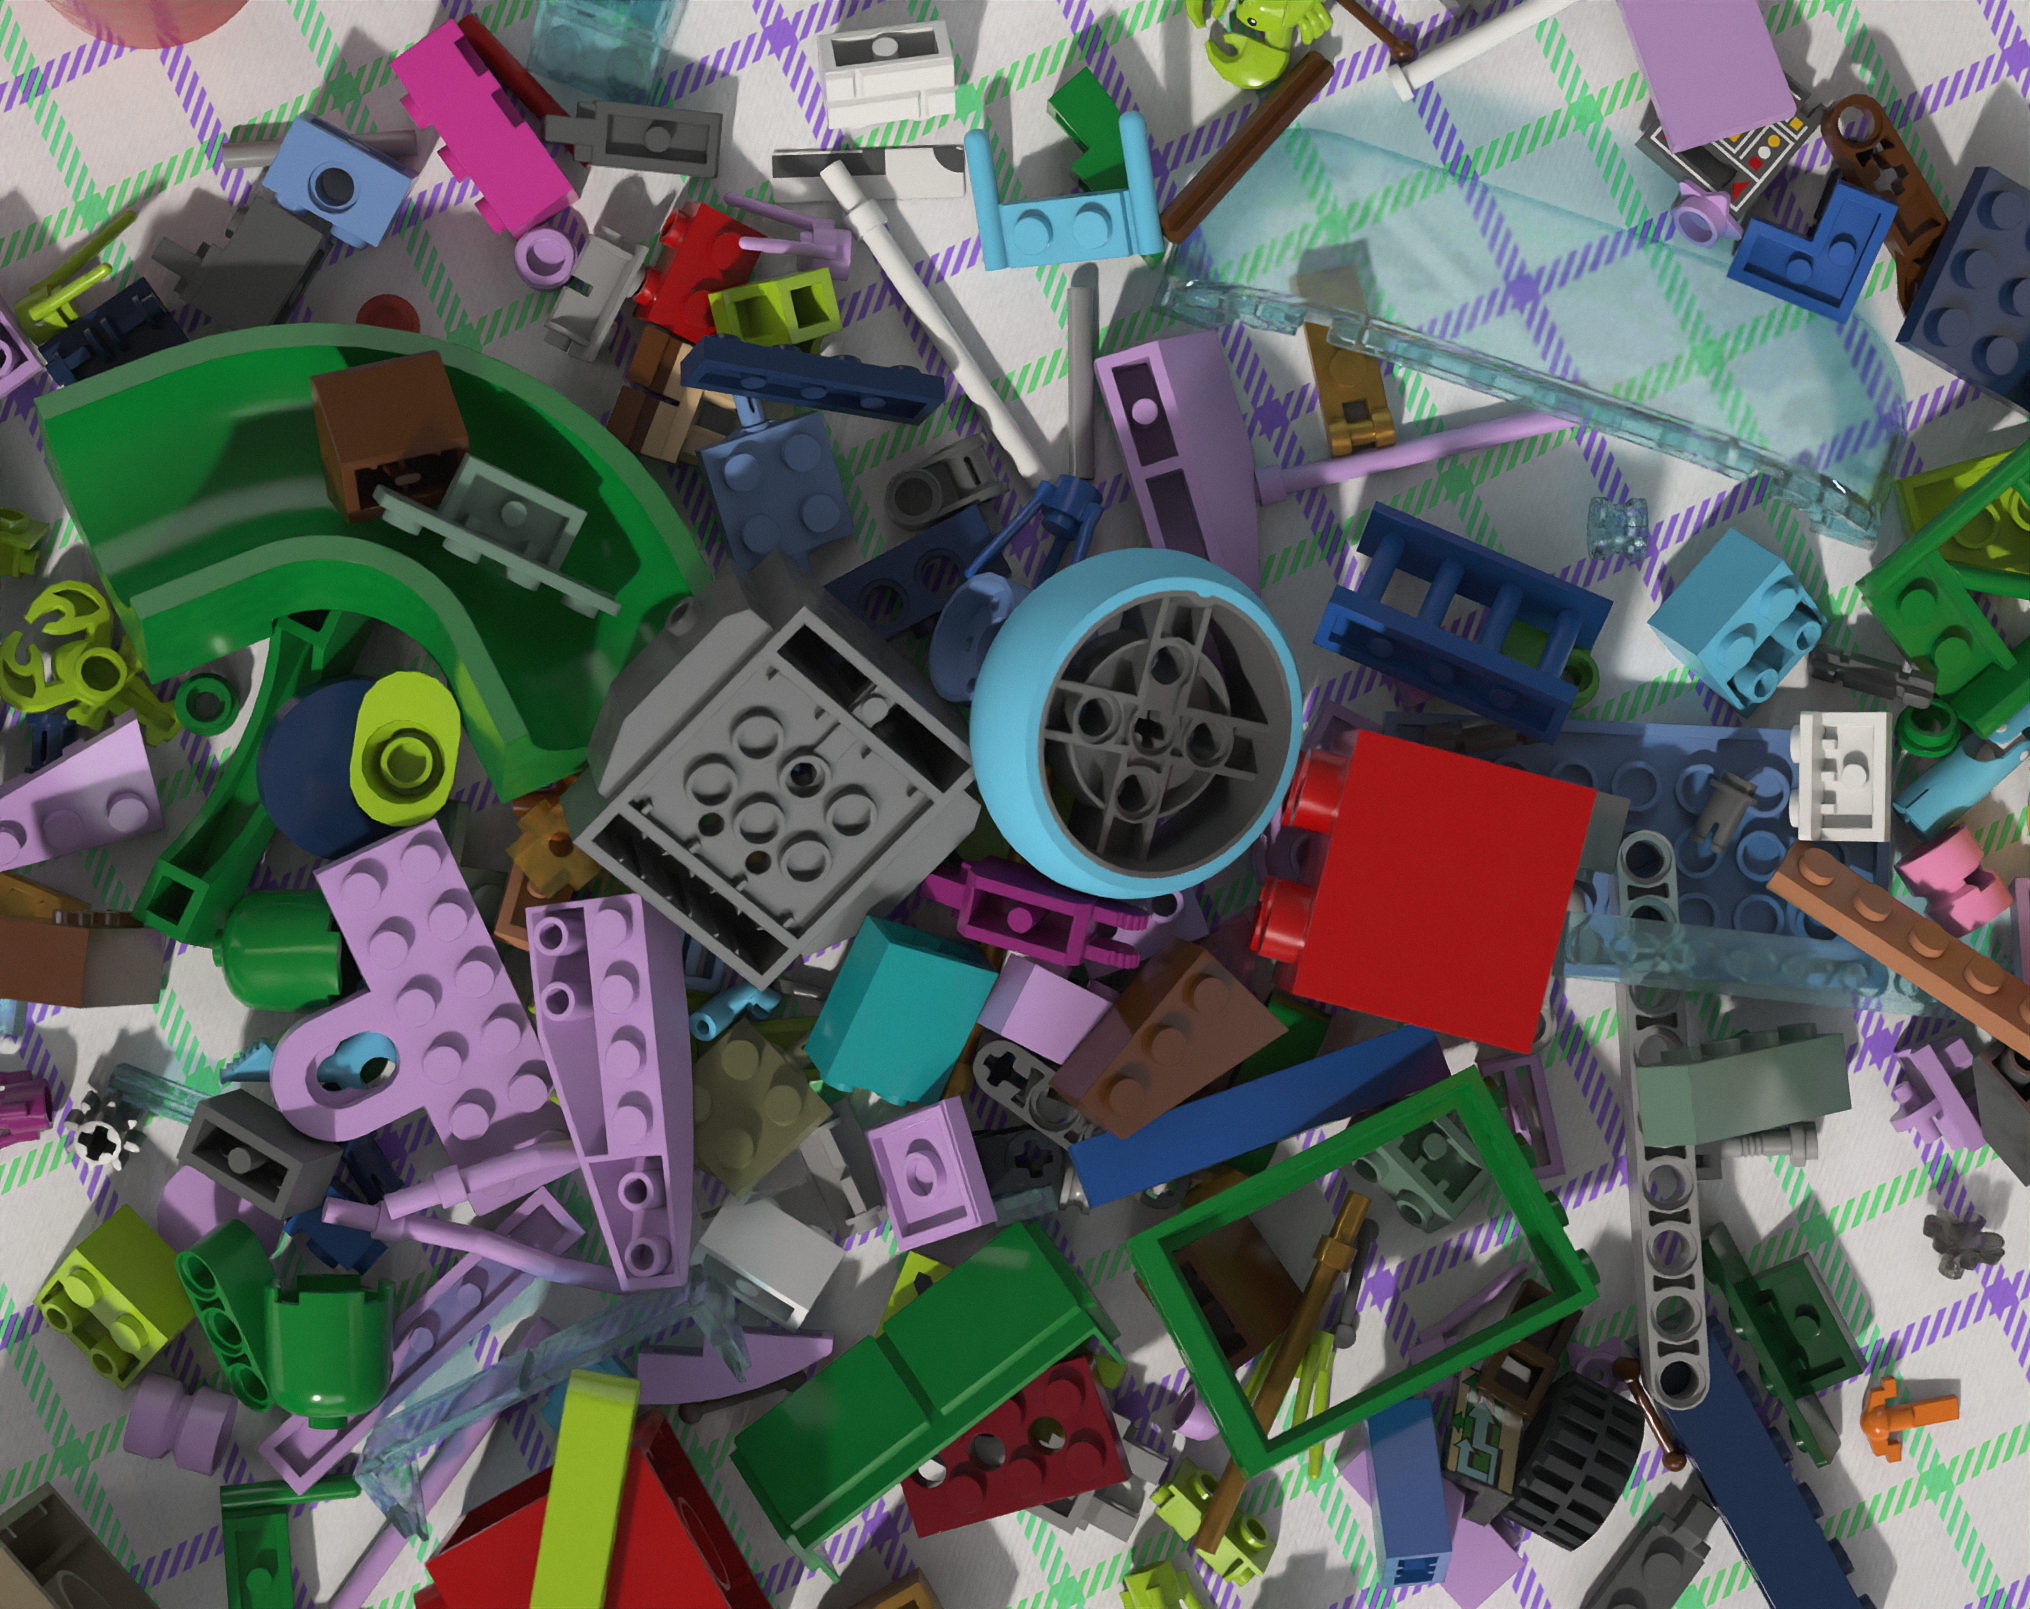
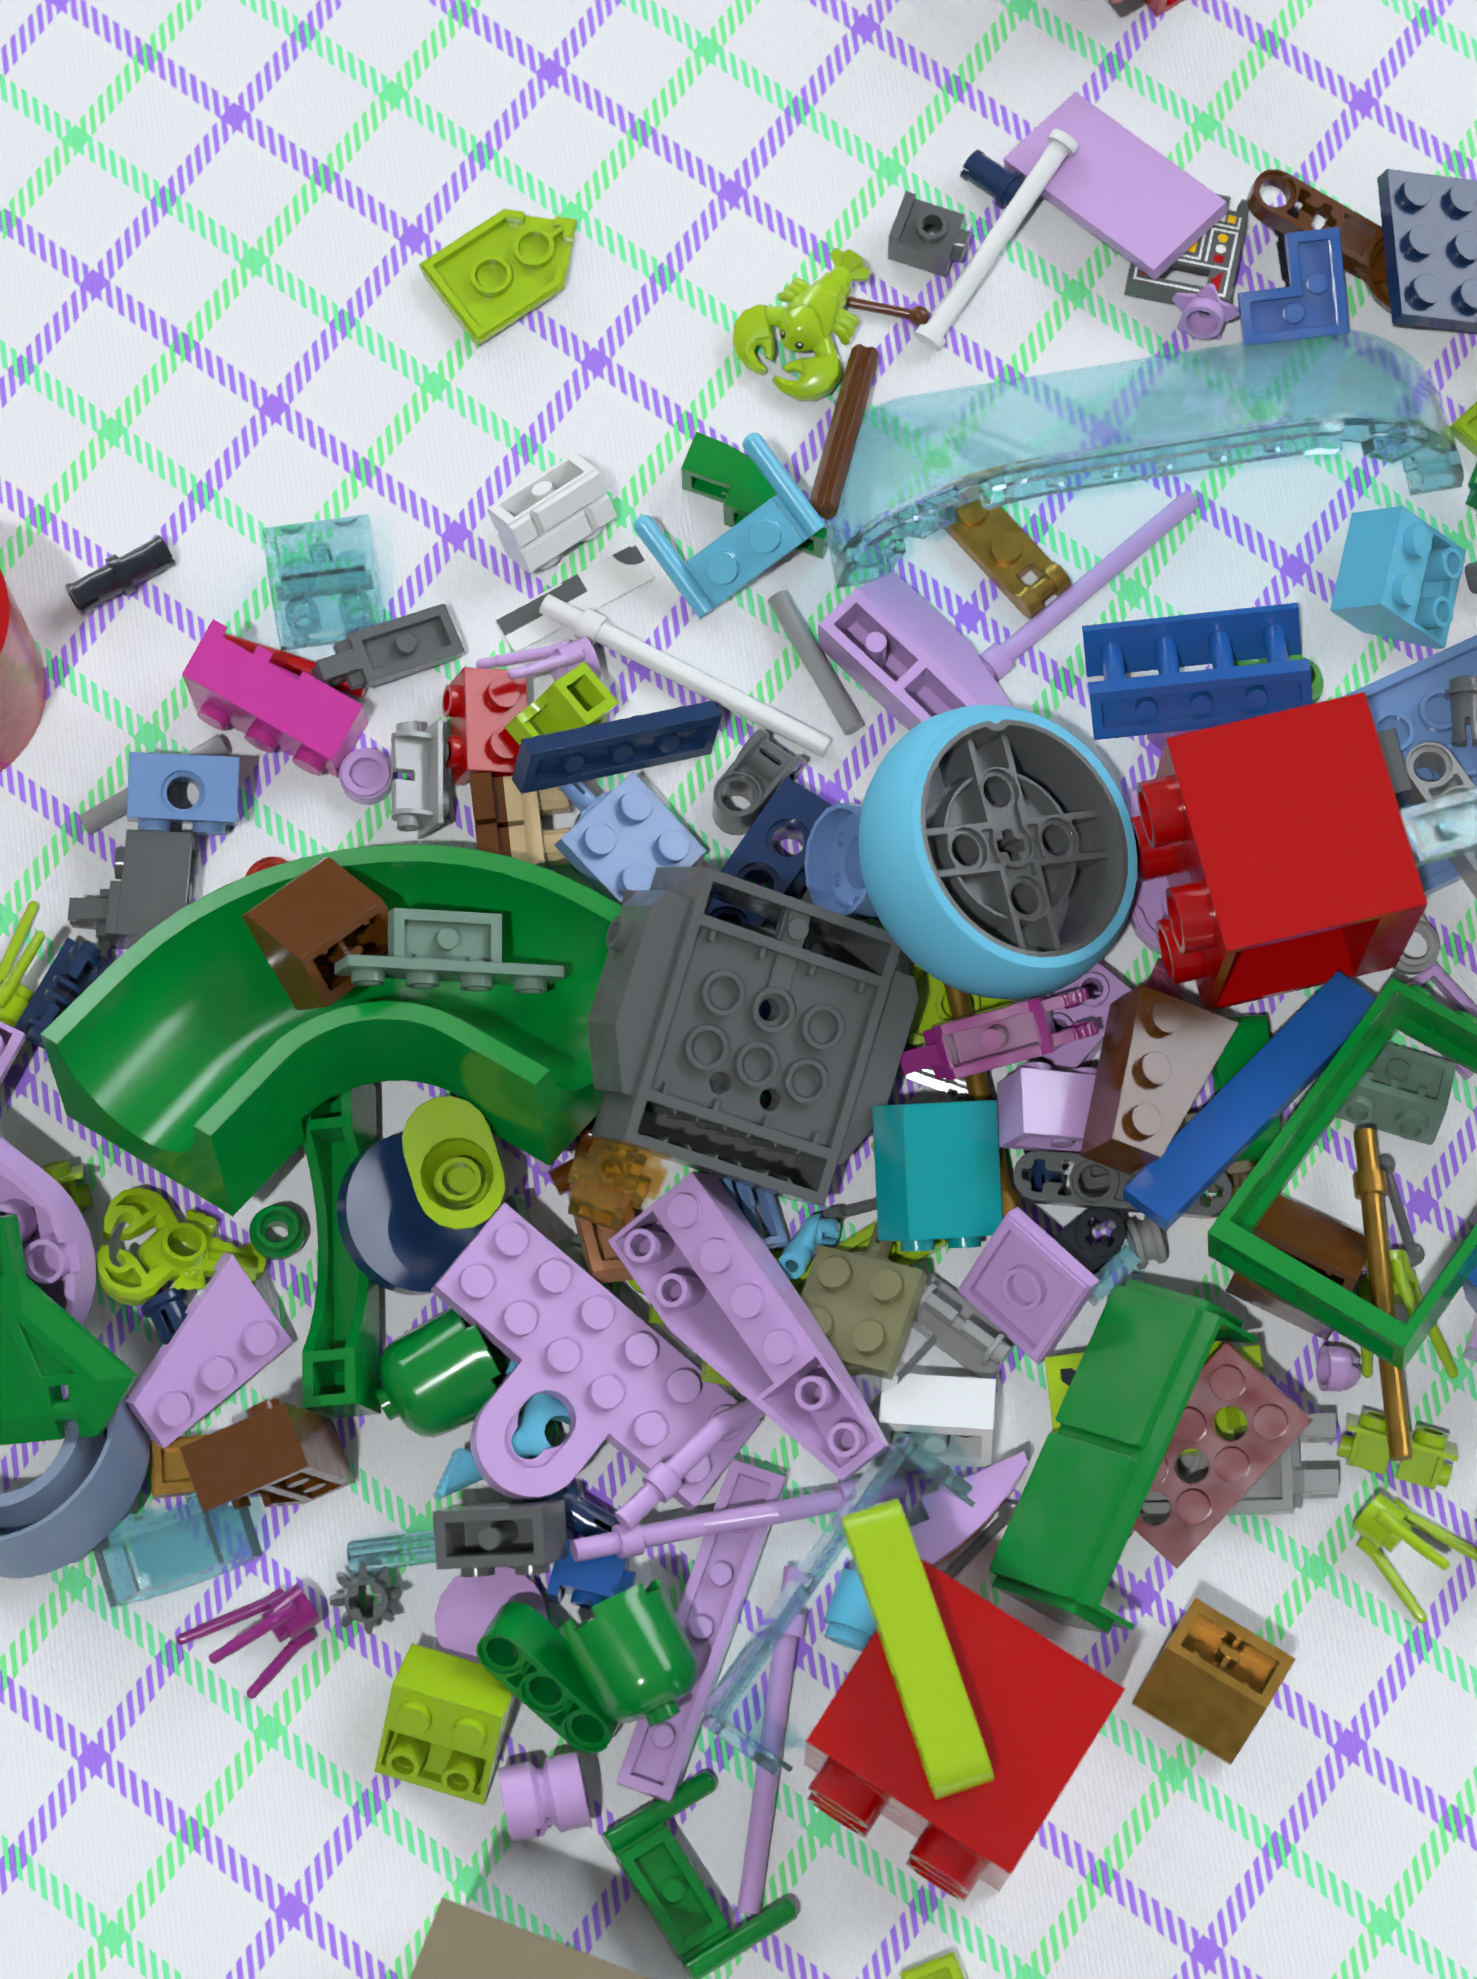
camera: 30 degrees left, 15 degrees down
(1069, 510) = (857, 749): blue plant -> none
(1617, 529) = (1270, 559): clear light blue wheel -> none

